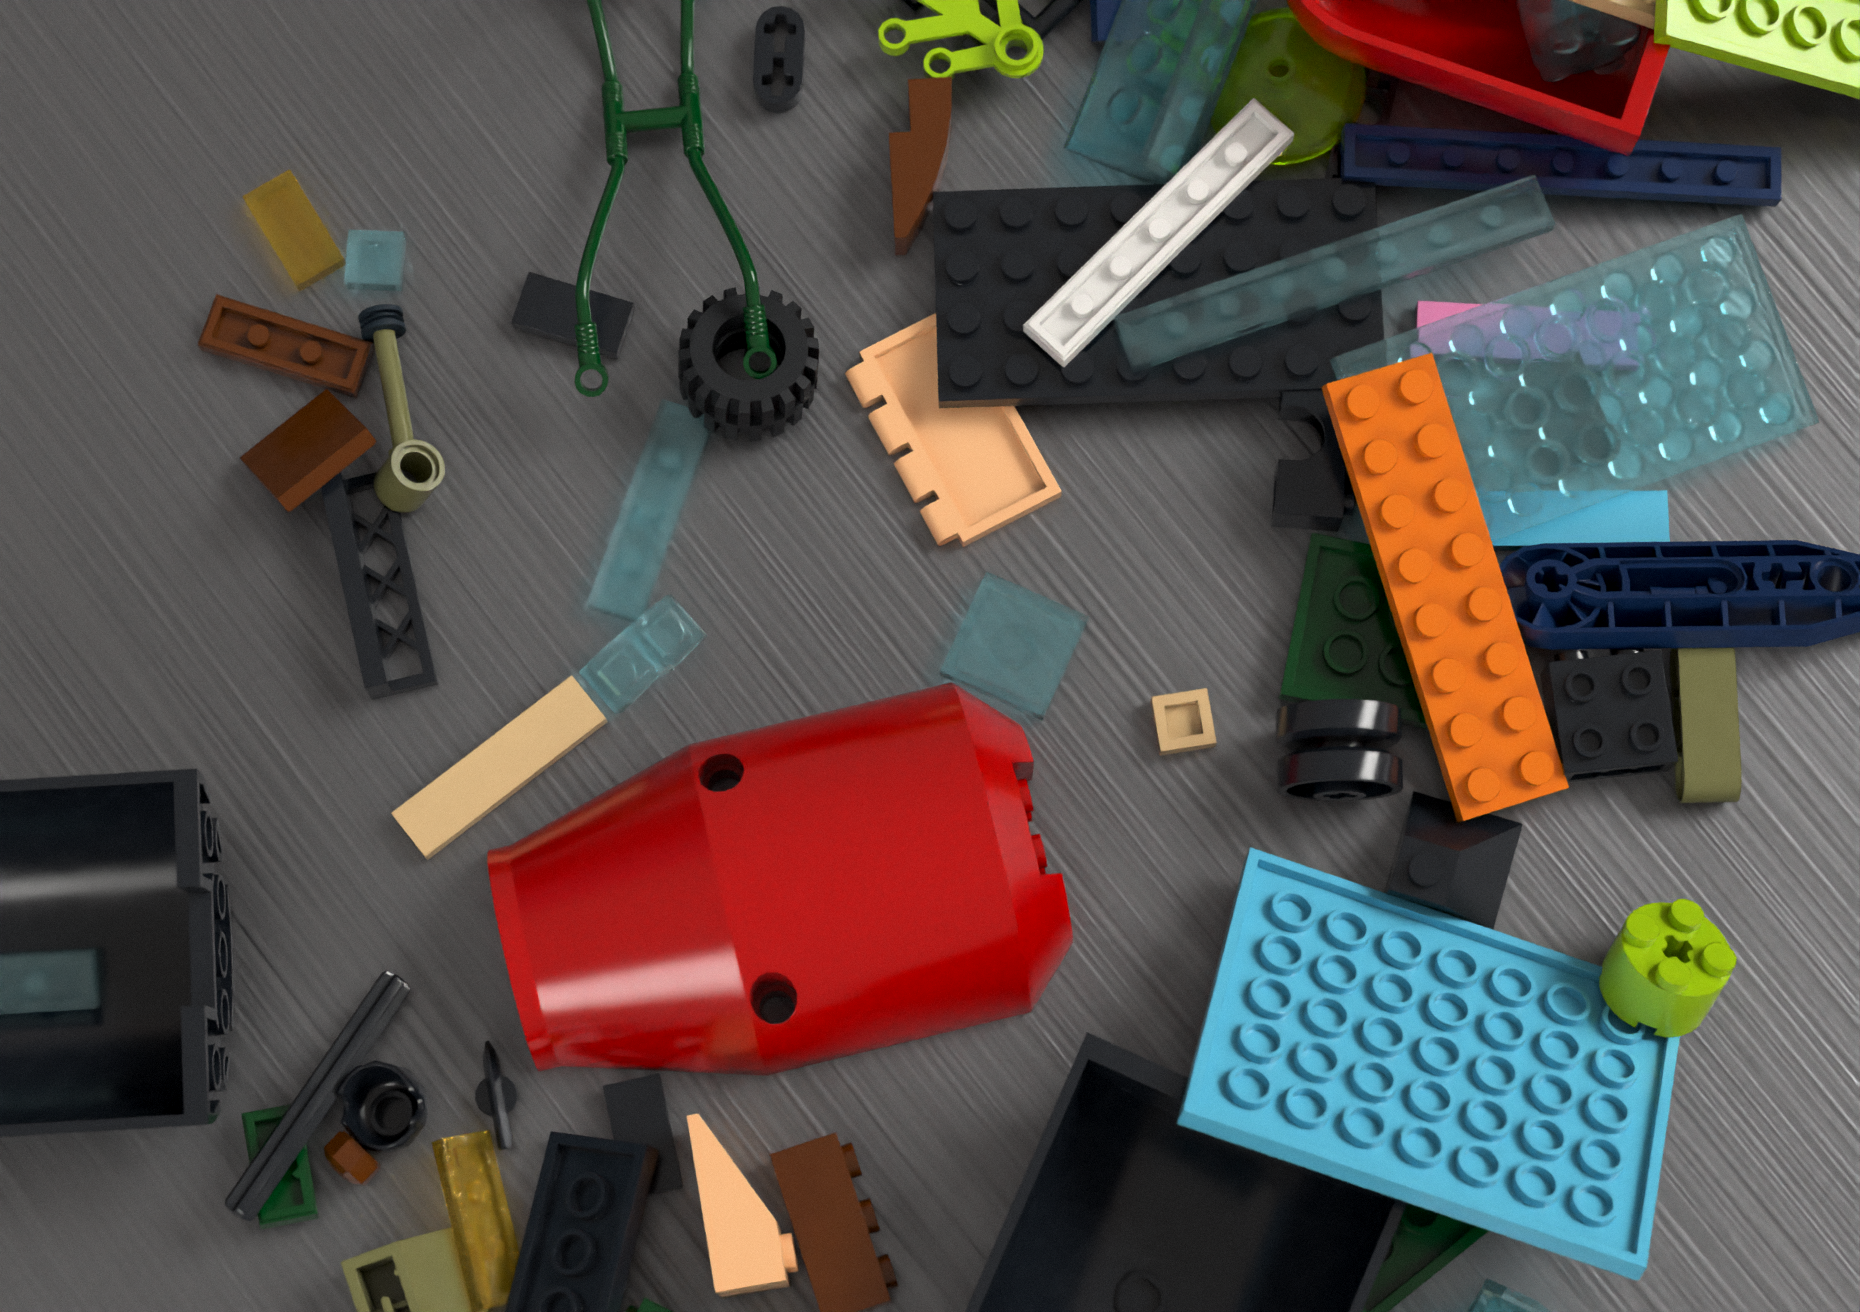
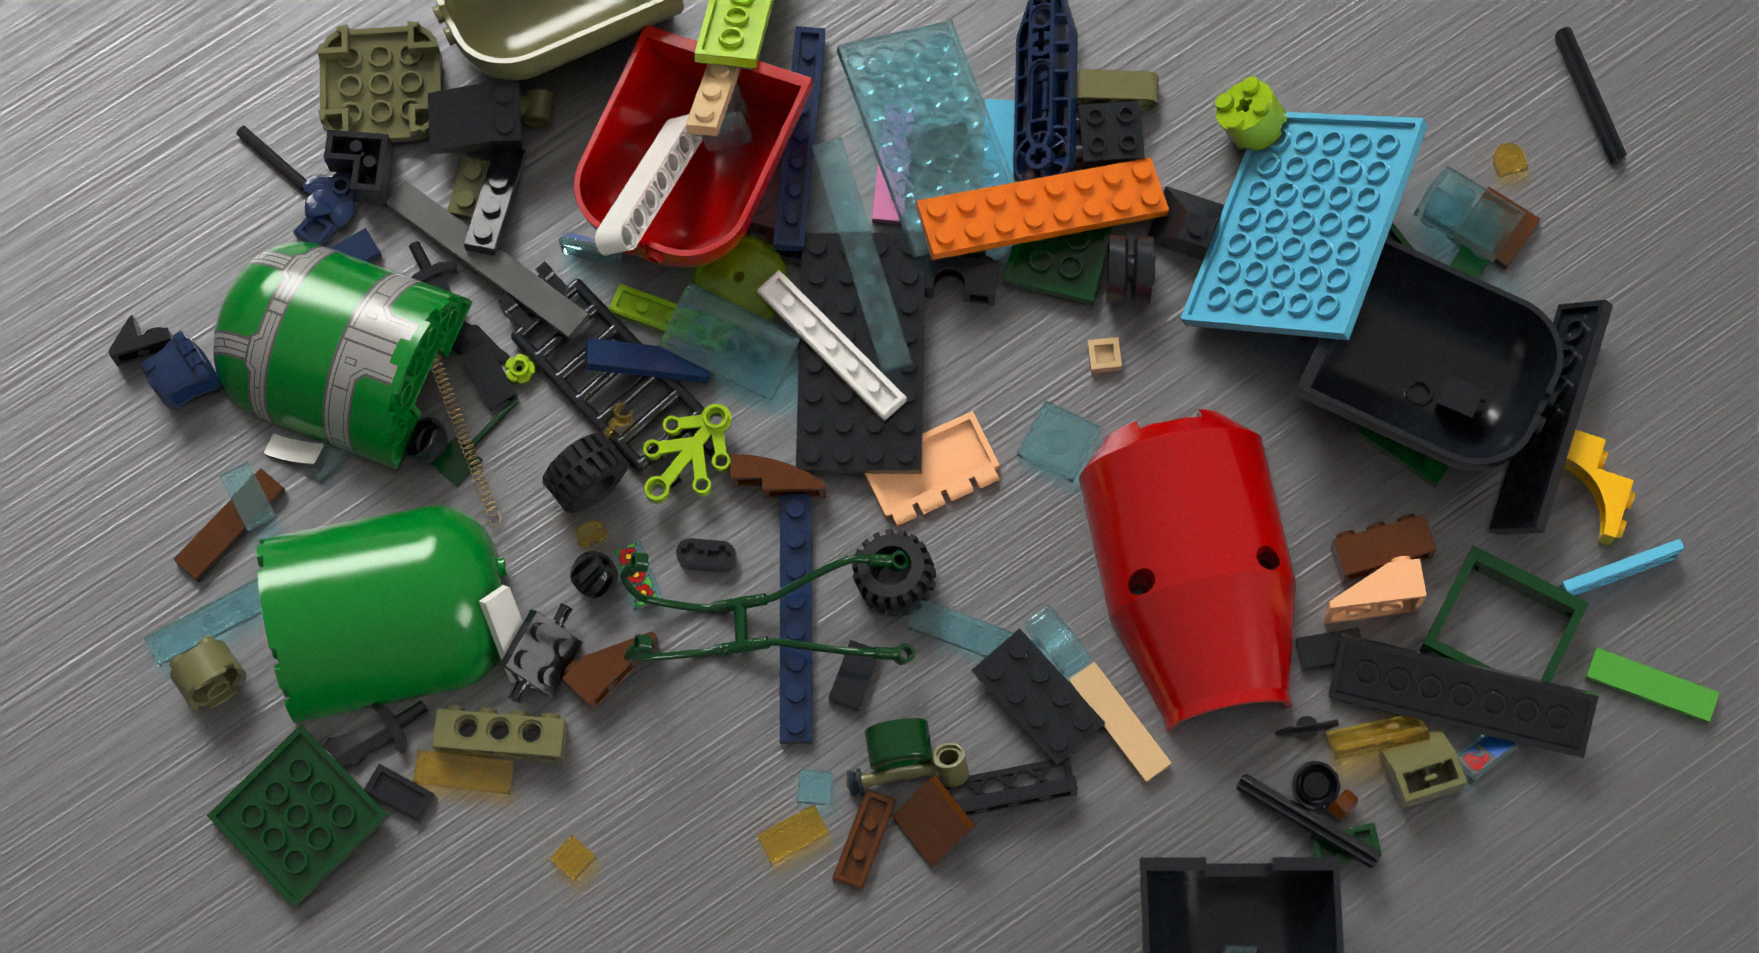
camera: 85 degrees left, 5 degrees down
(436, 383) = (898, 743): none -> dark green piece
(534, 621) = (1038, 697): none -> black plate
(673, 213) = (795, 619): none -> dark blue plate

